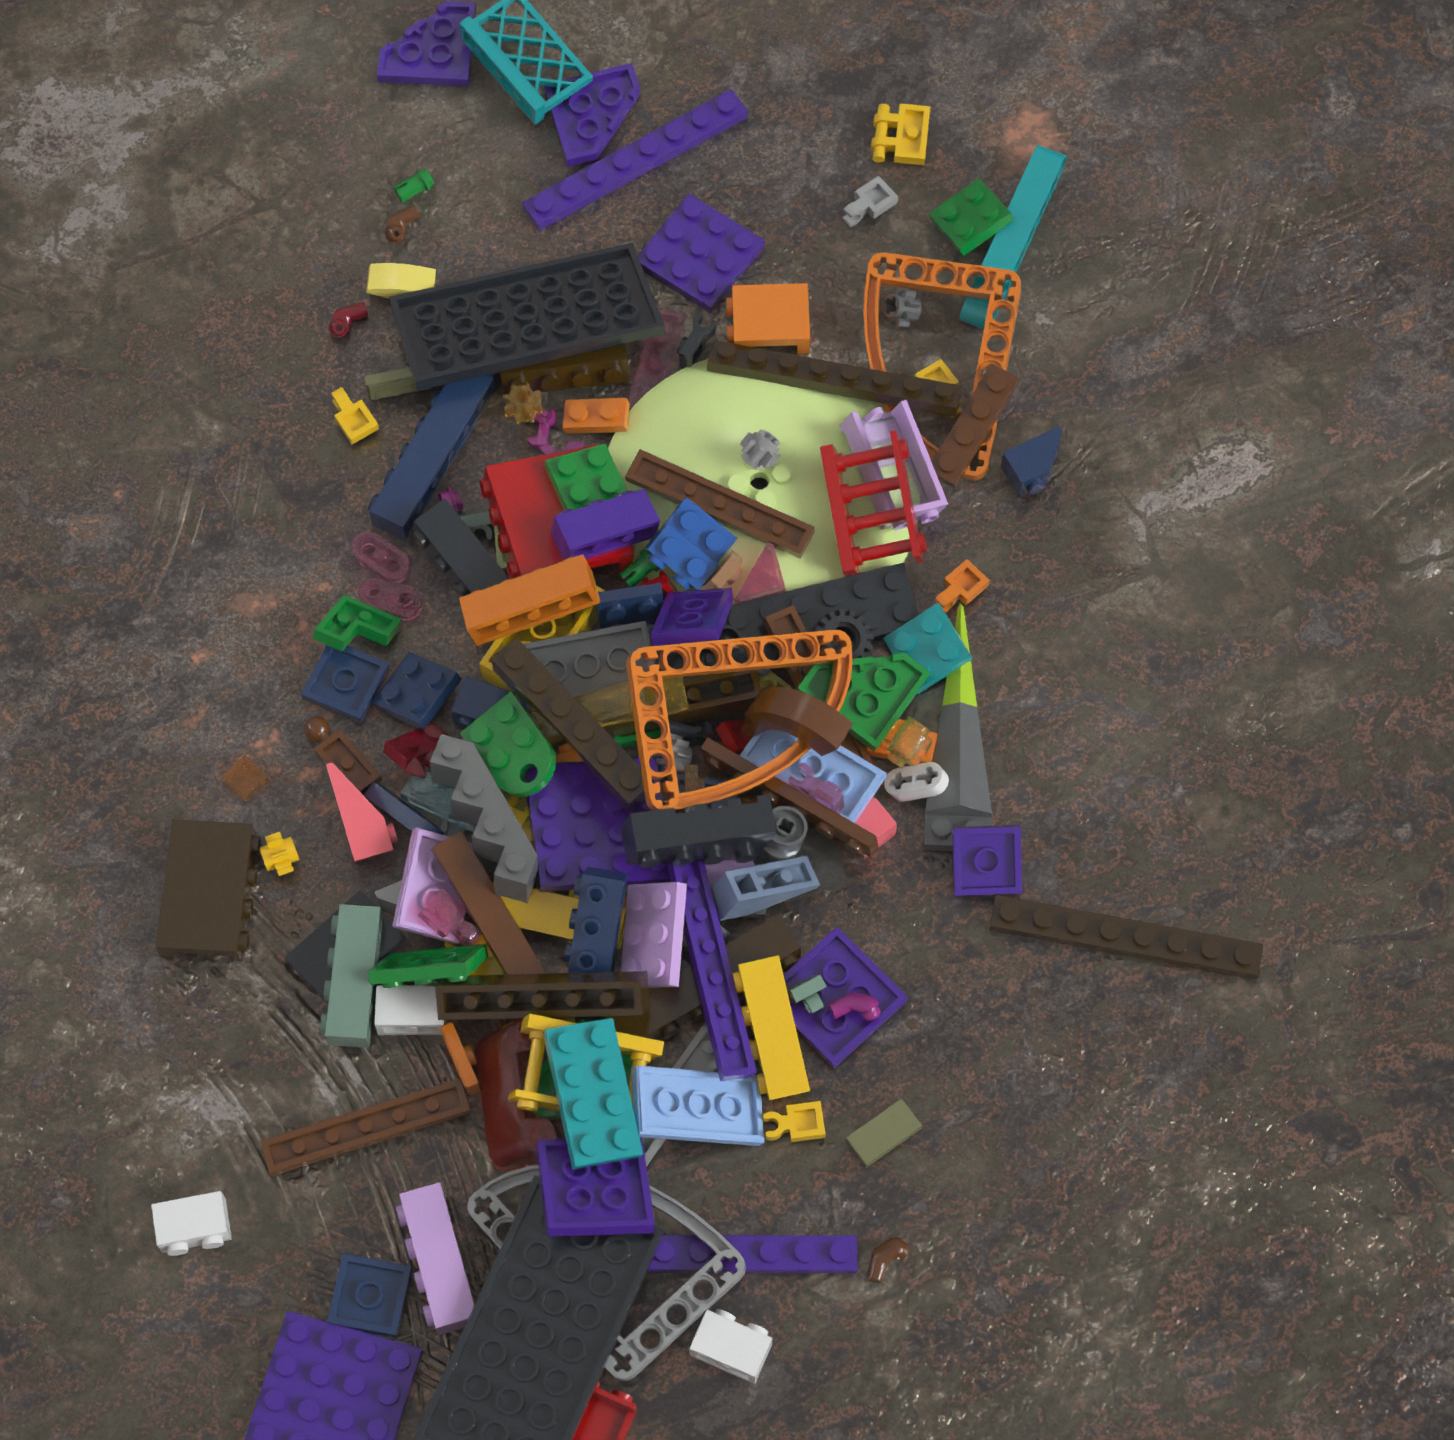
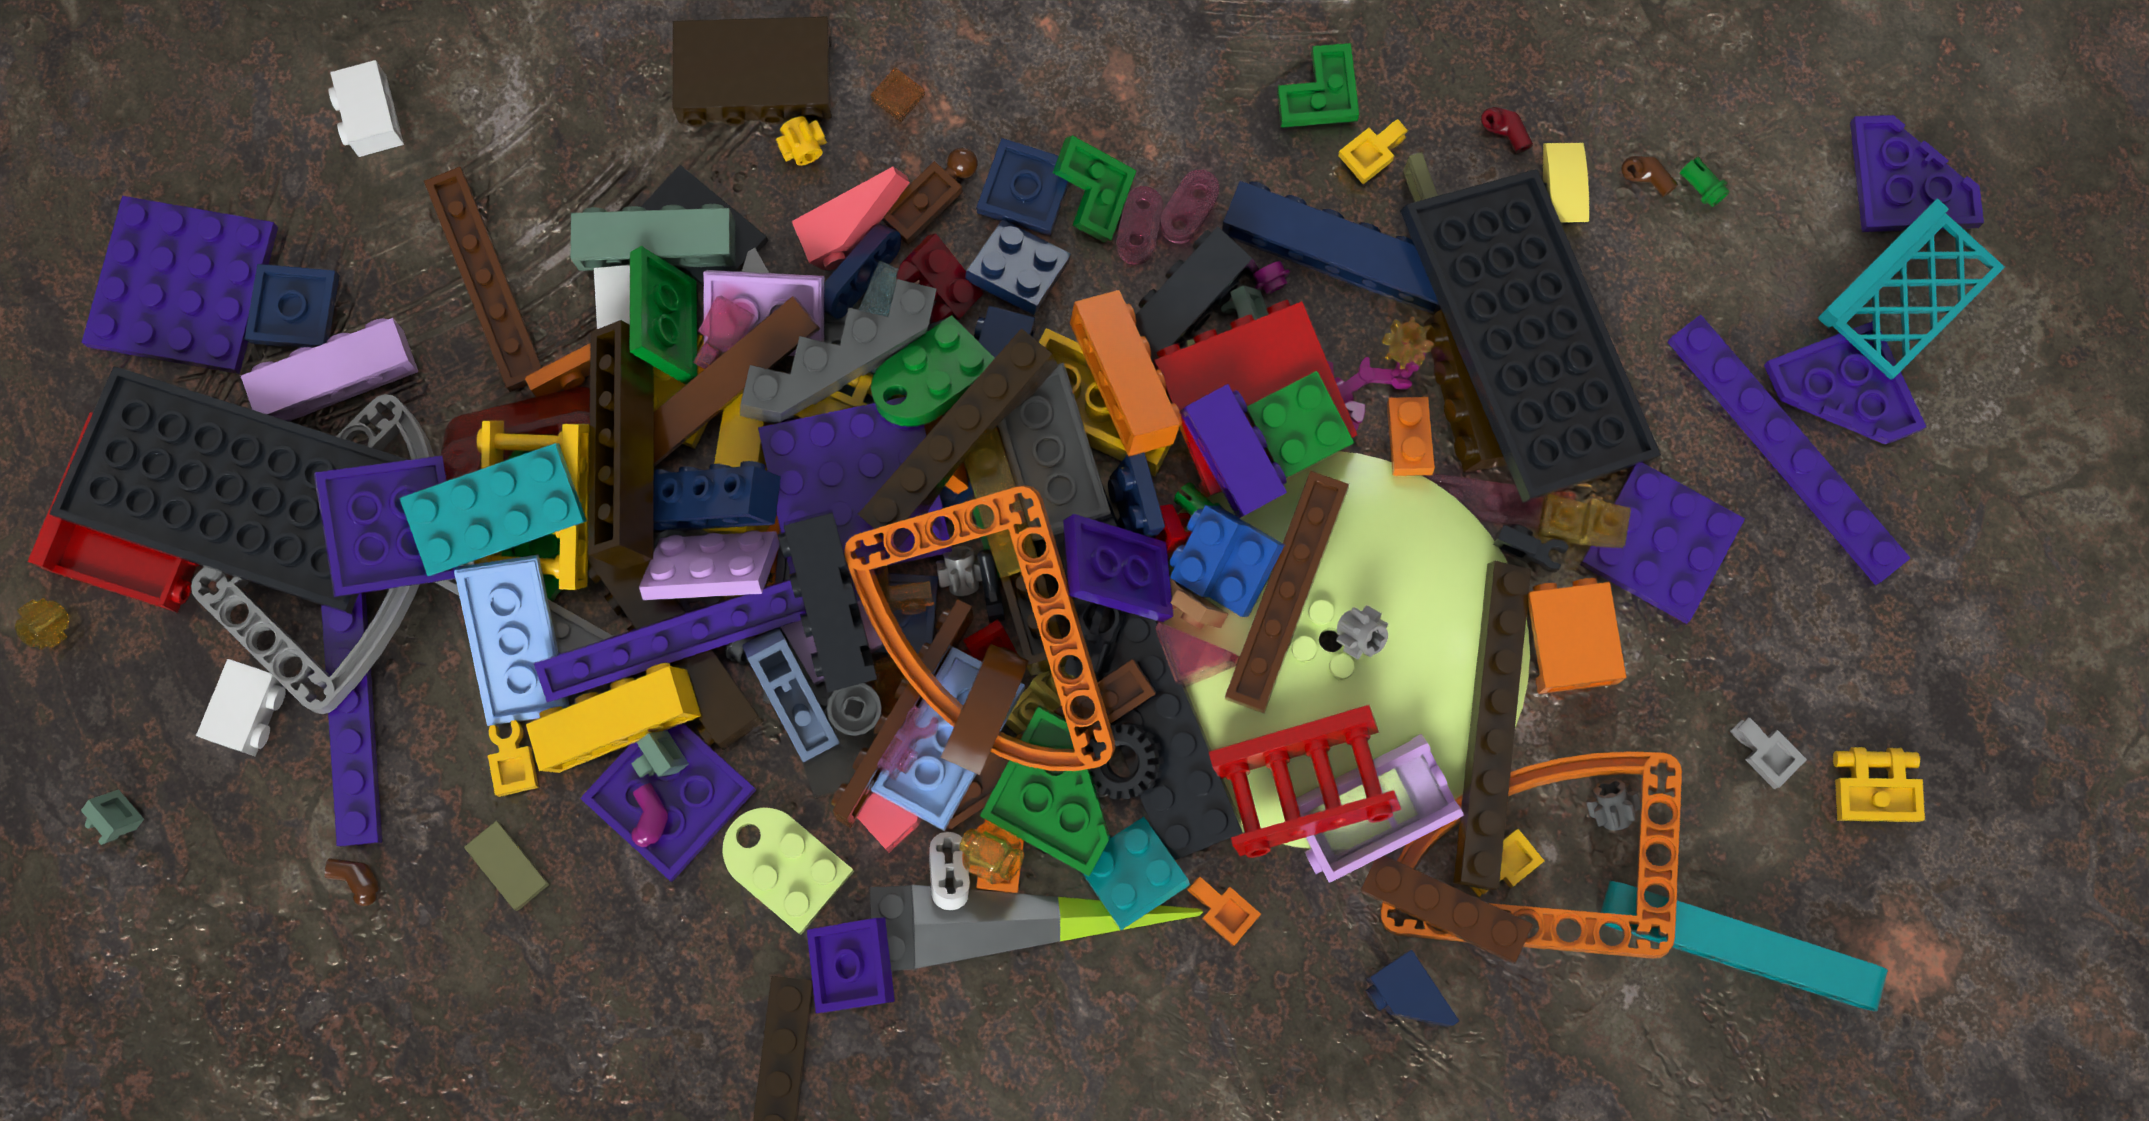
camera: 85 degrees right, 10 degrees up
(299, 442) = (1330, 96): none -> green plate
(681, 299) = (1584, 523): none -> clear yellow slope
(902, 911) = (786, 868): none -> yellowish green plate
(971, 216) = (1761, 886): green plate -> none

